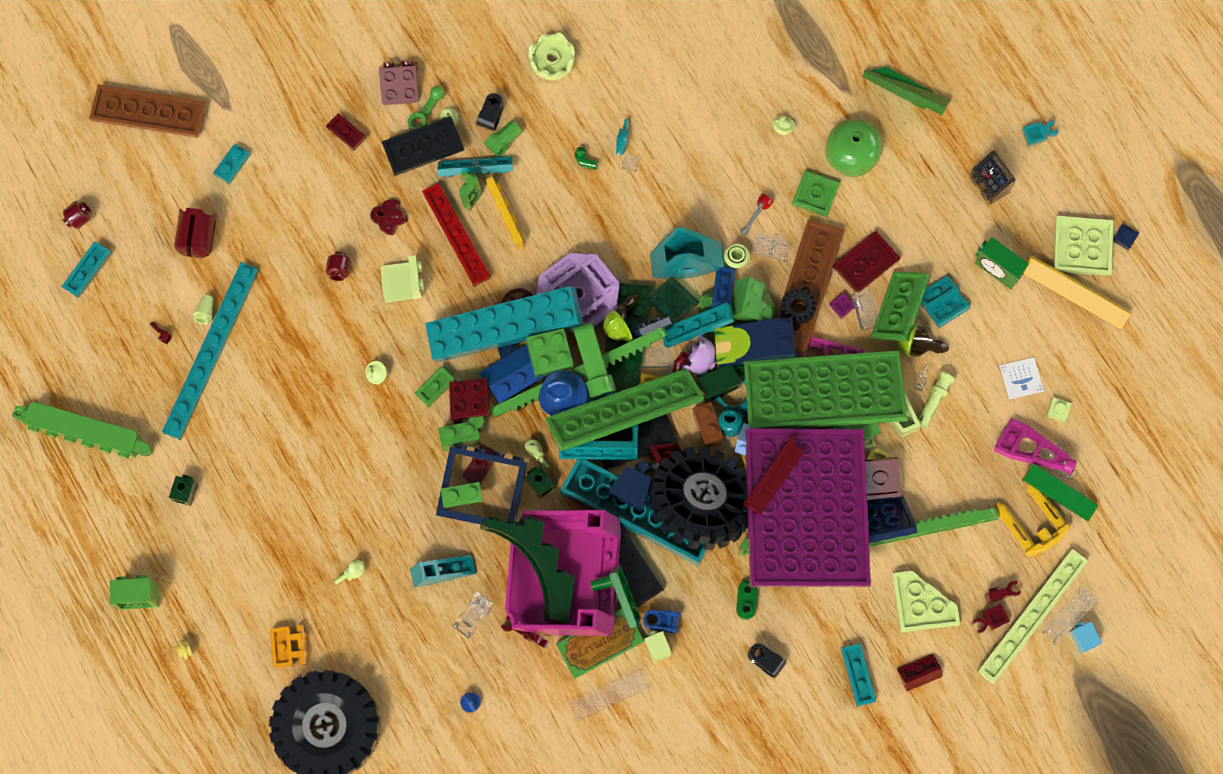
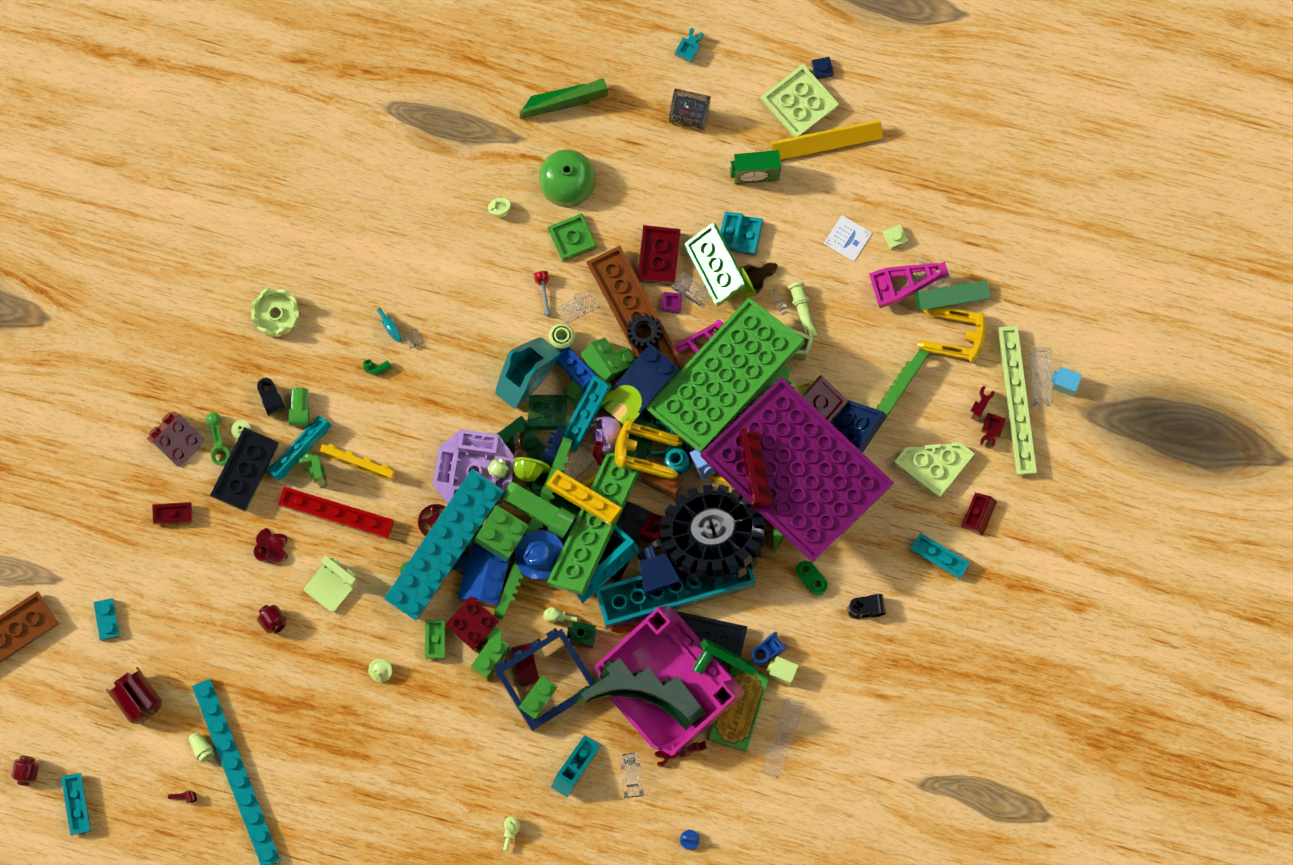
camera: 50 degrees left, 0 degrees up
(596, 307) = (498, 468): none -> yellowish green piece
(632, 382) = (584, 497): none -> yellow plate
(700, 402) = (624, 444): none -> yellow piece

